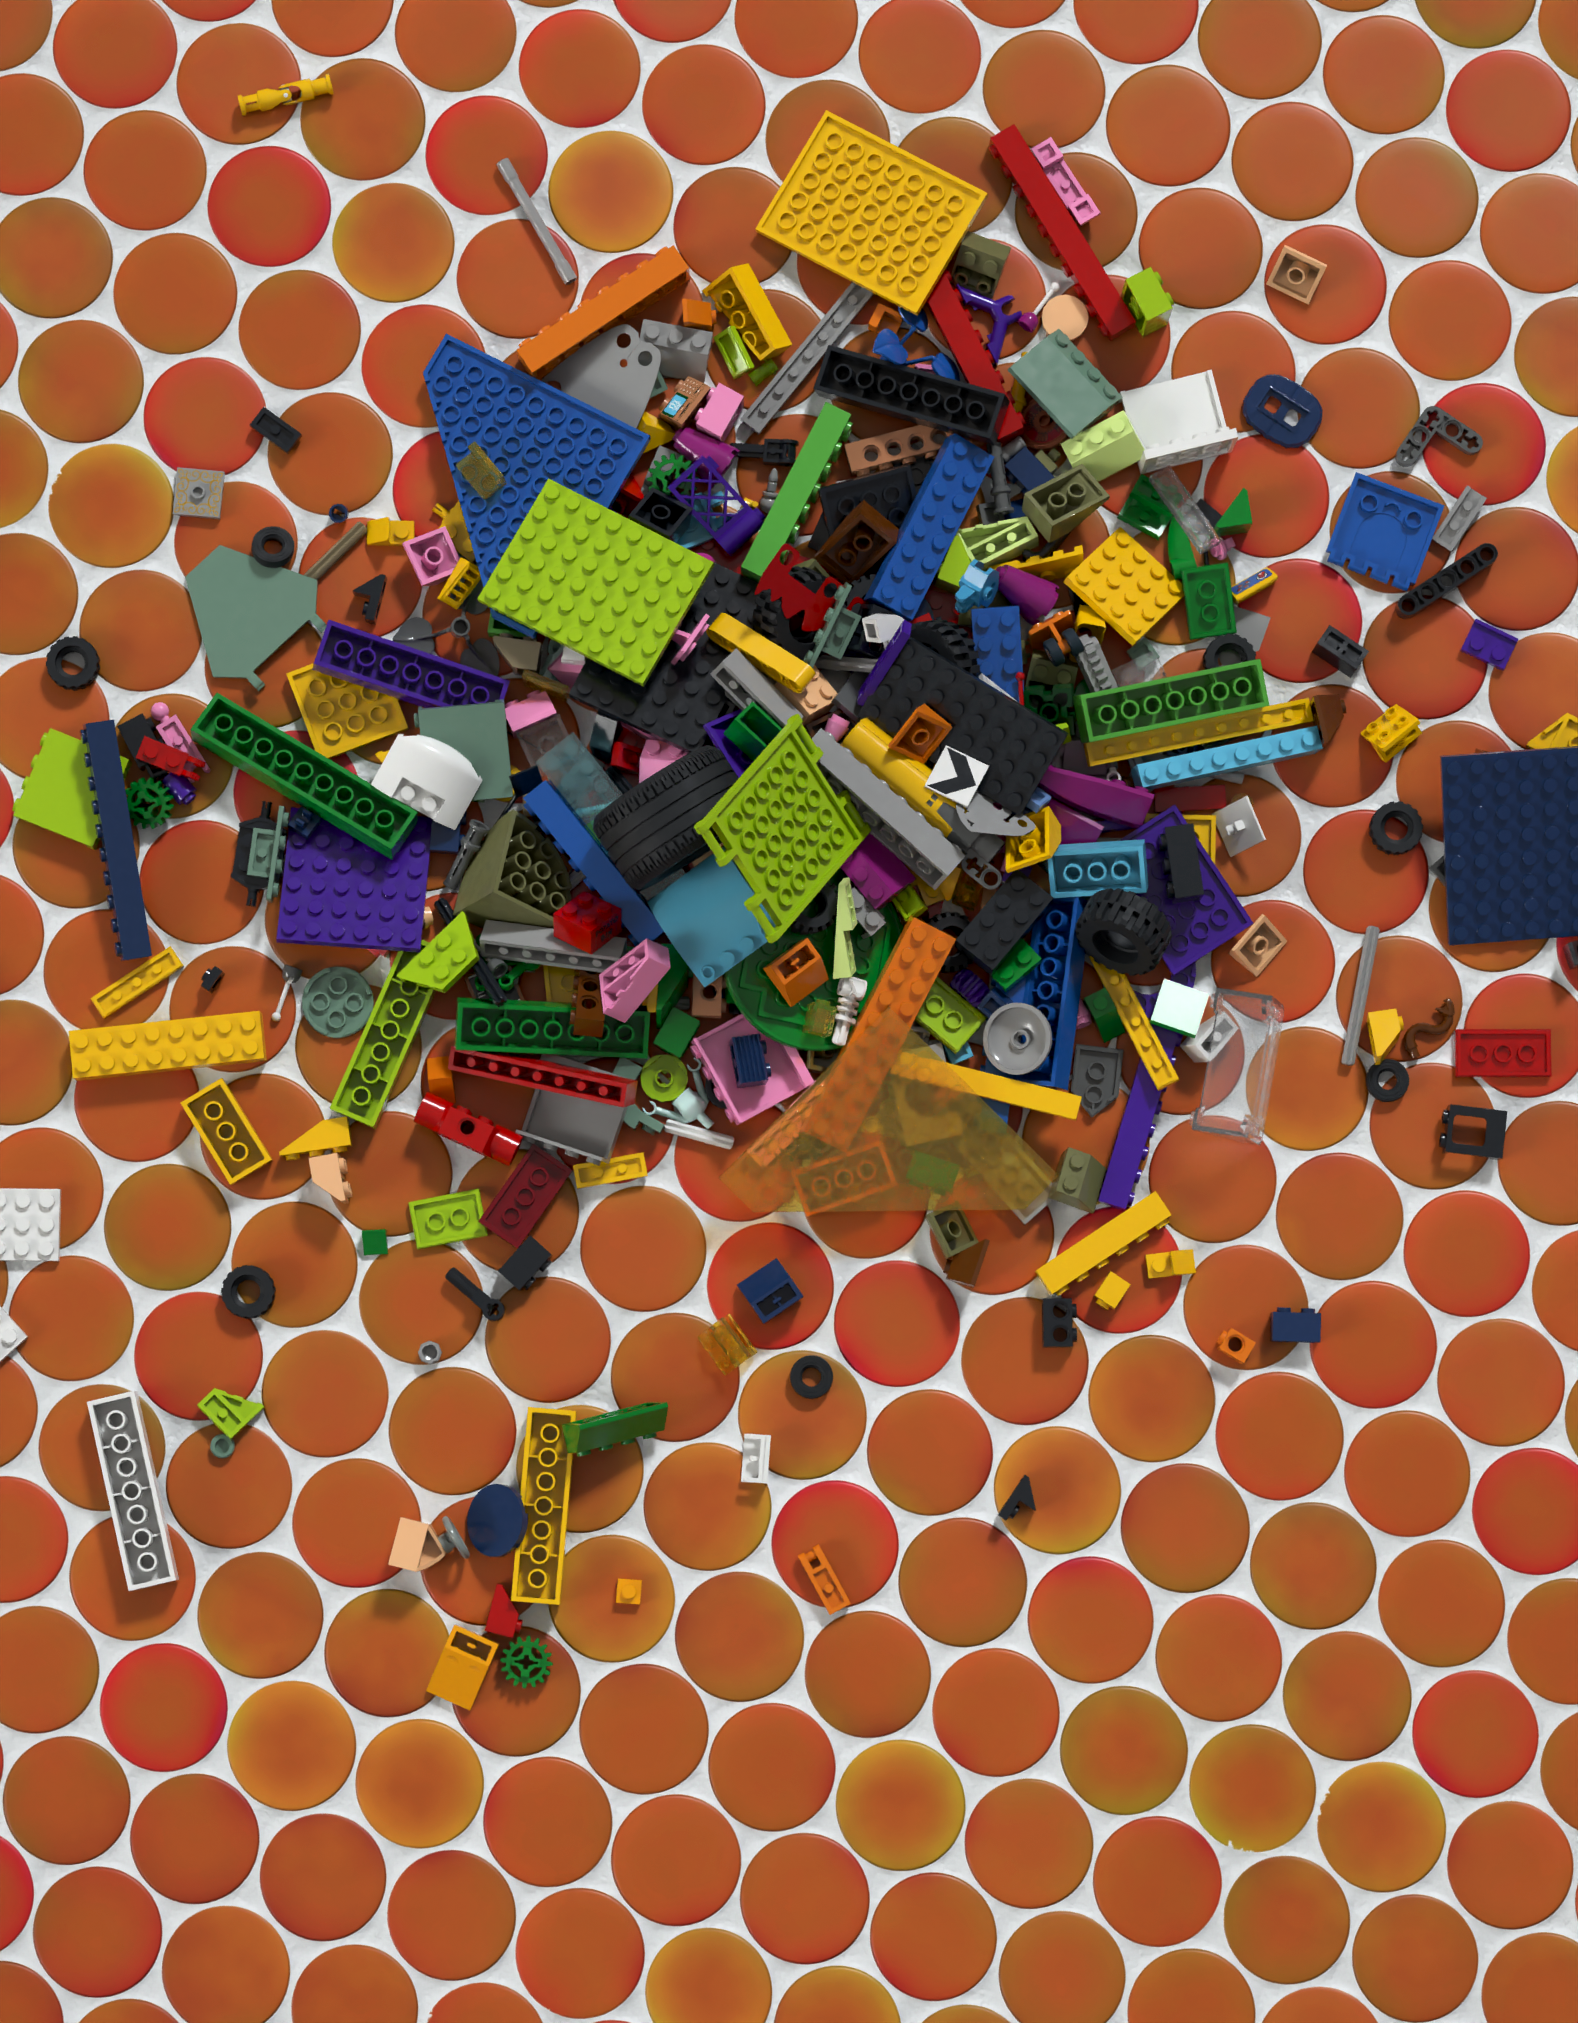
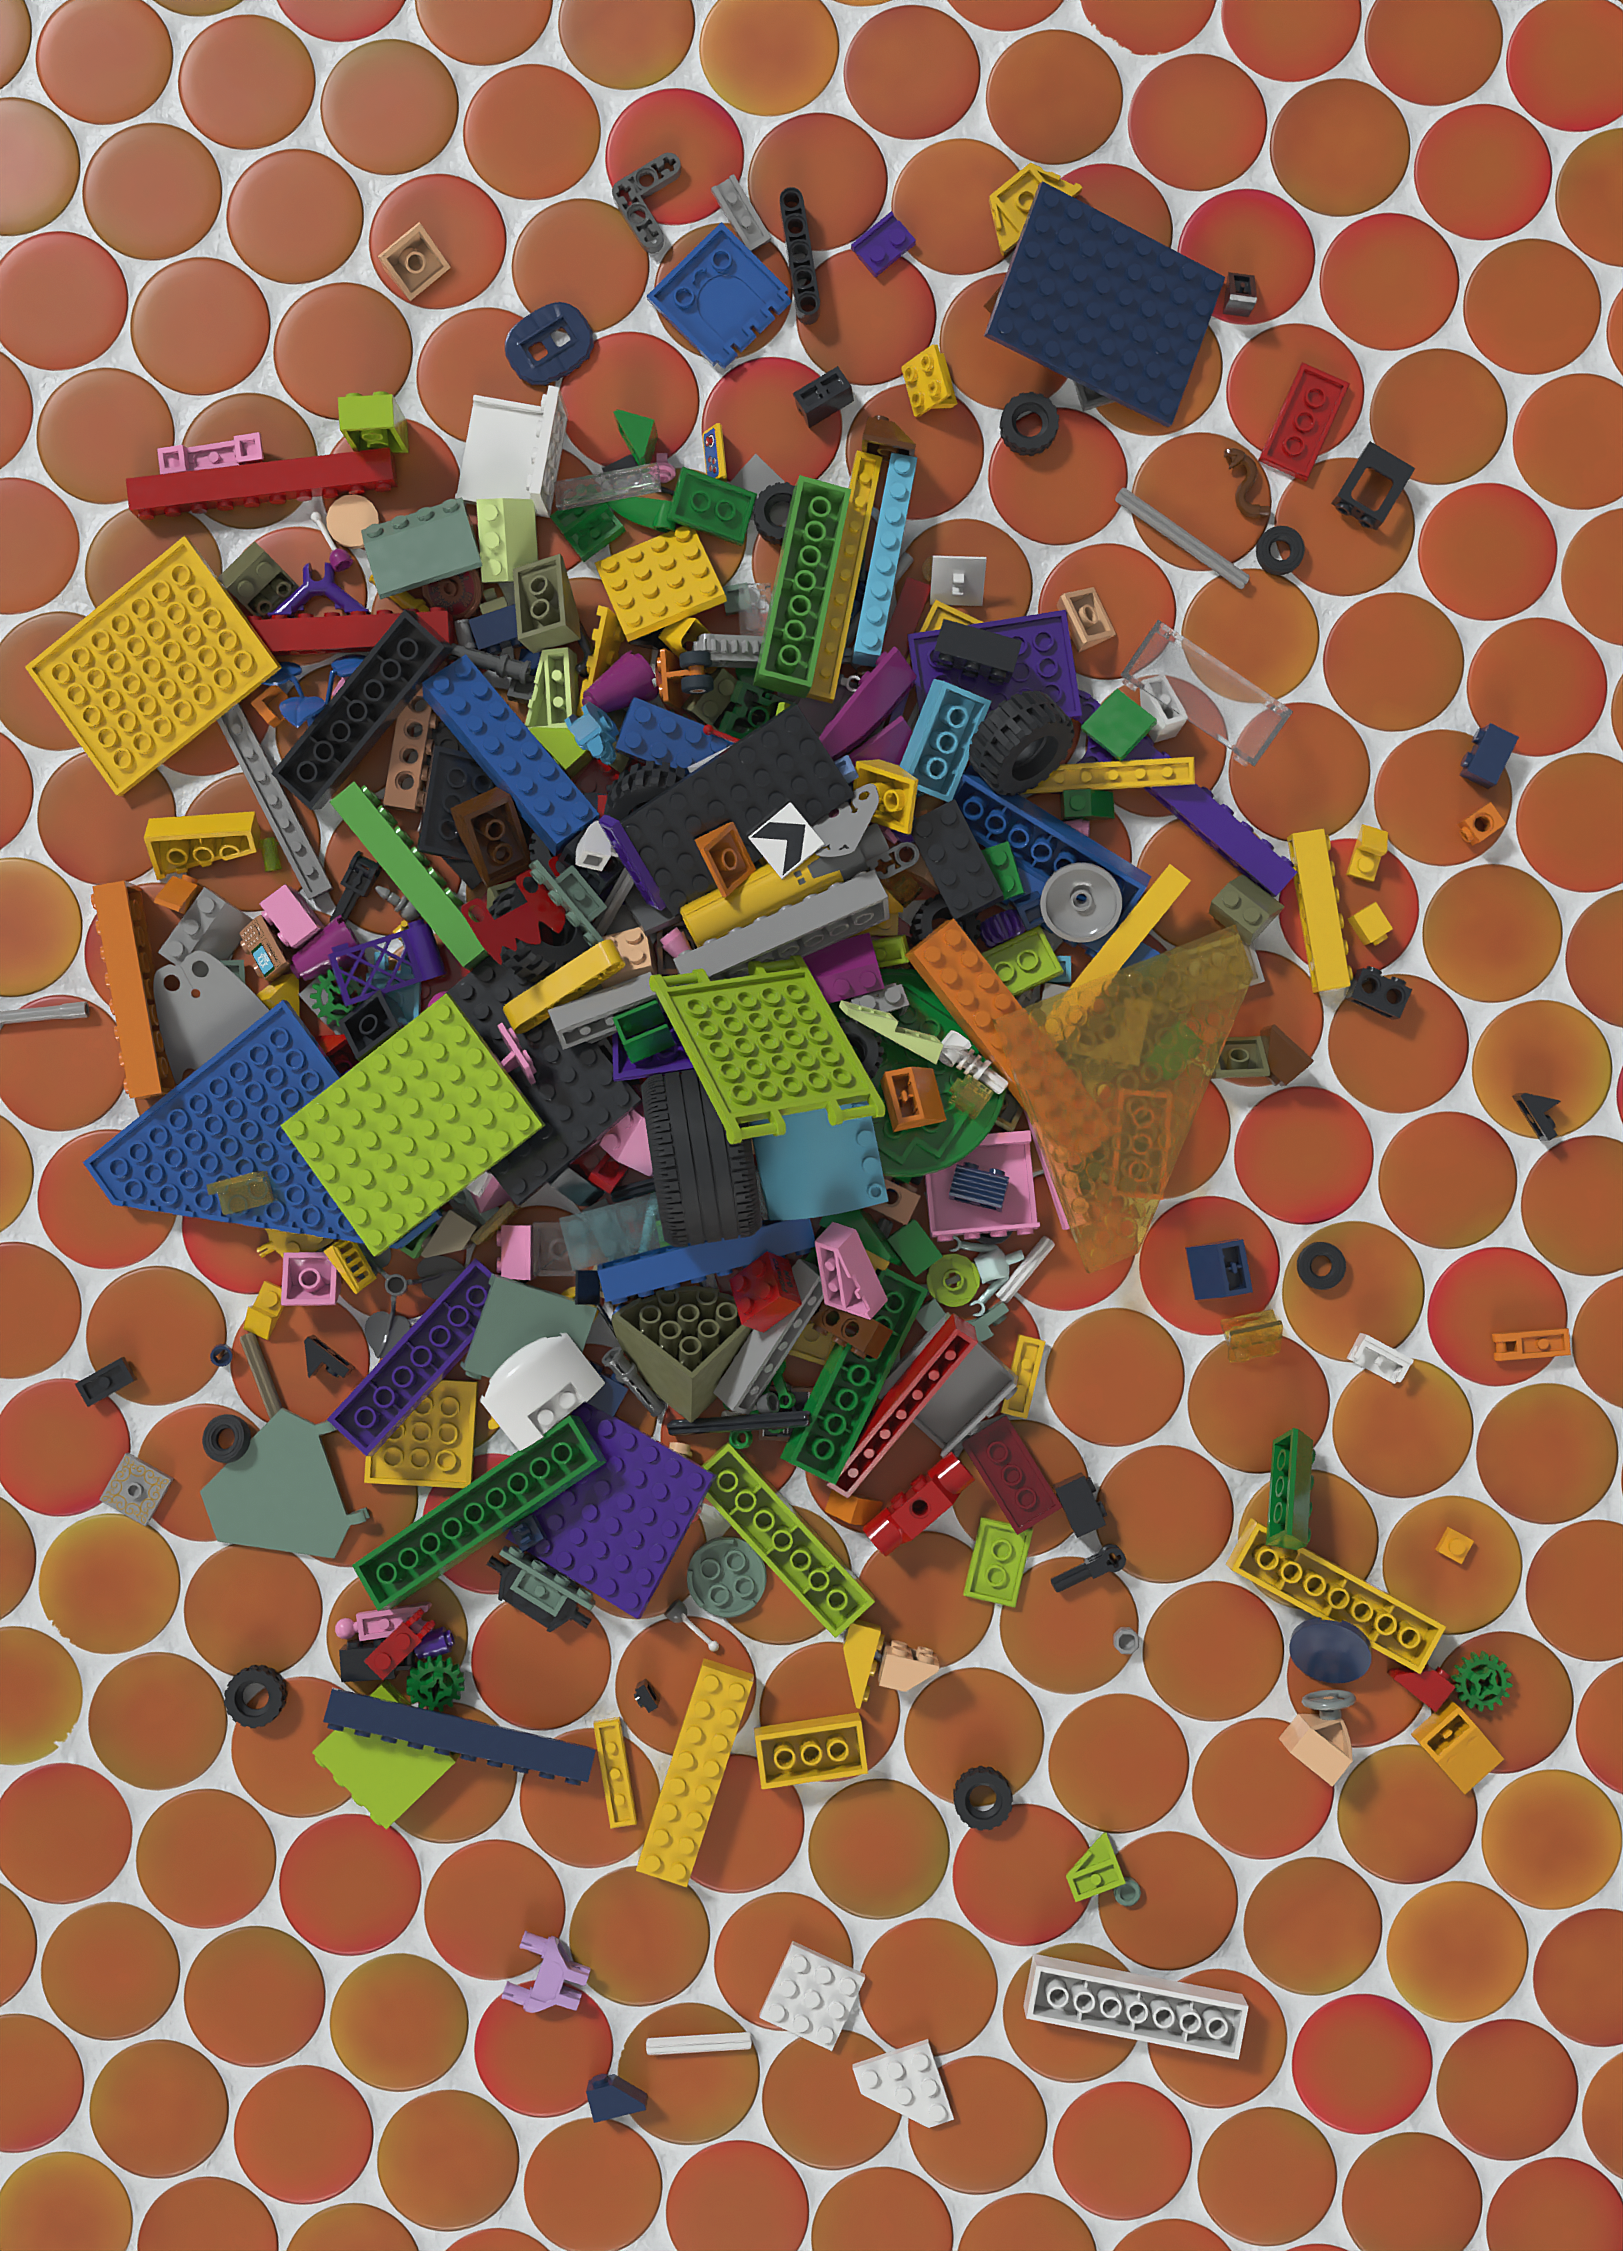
camera: 60 degrees left, 5 degrees up
(375, 1242) = (988, 1646): green slope -> none
(443, 958) = (734, 1454): lime wing -> none
(734, 352) = (236, 875): lime tile -> none
(1096, 1076) = (1145, 841): dark grey tile -> none
(1384, 1032) = (1233, 531): yellow slope -> none

